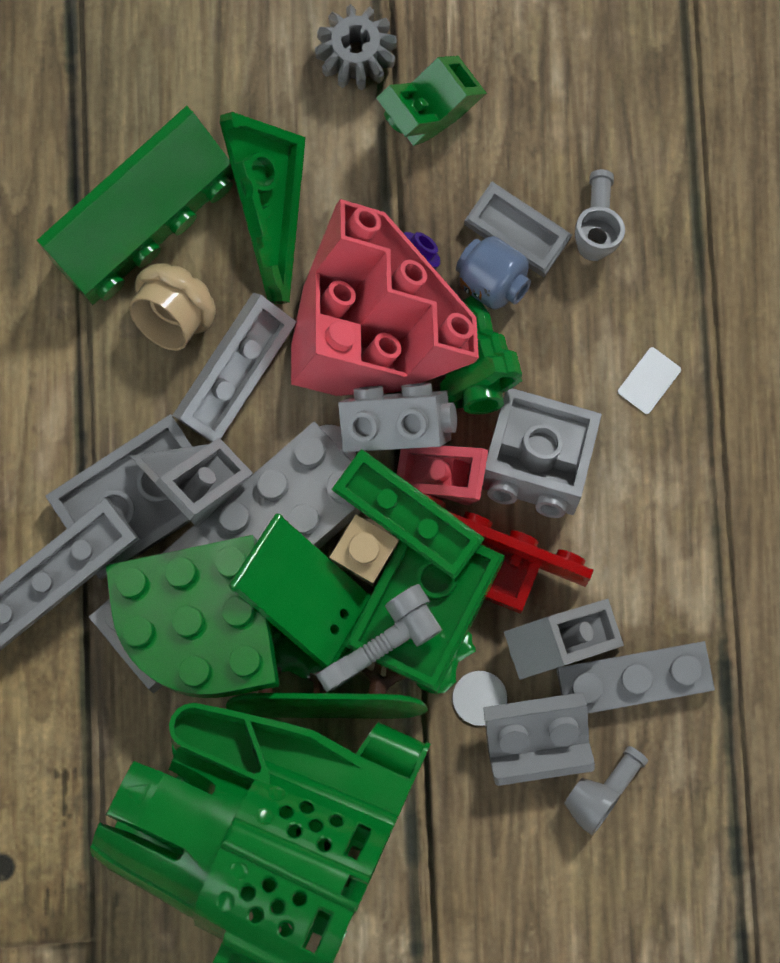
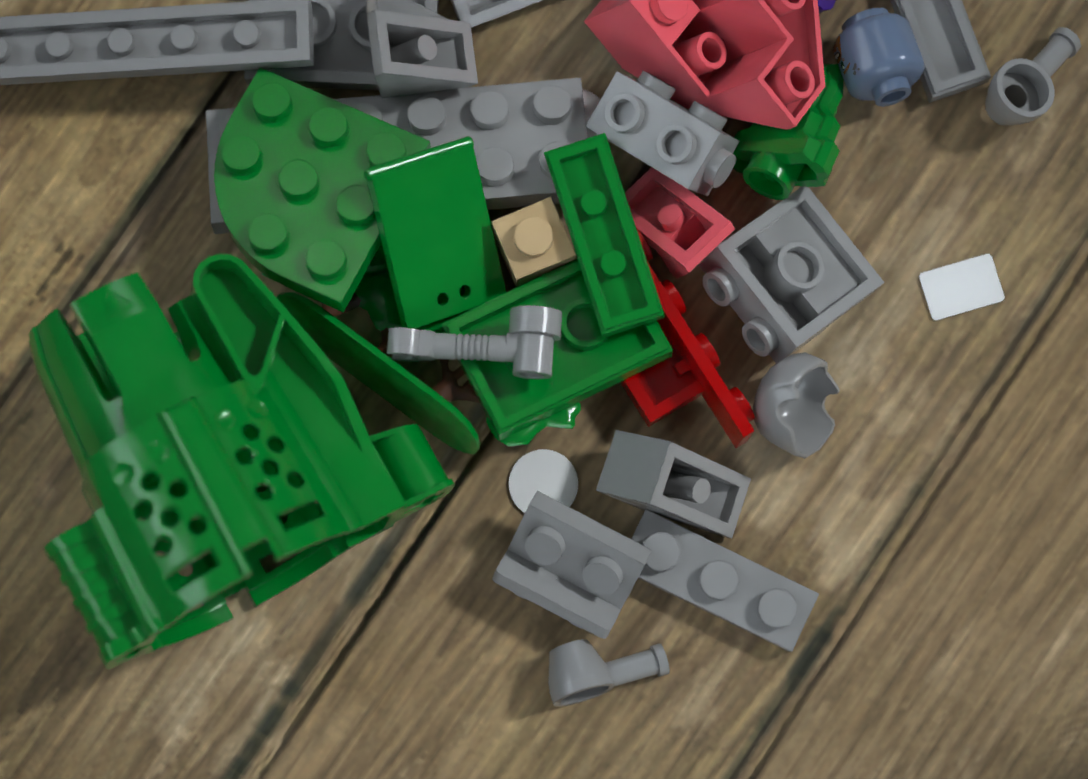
camera: 40 degrees right, 0 degrees up
(602, 535) = (791, 404): none -> light grey hair

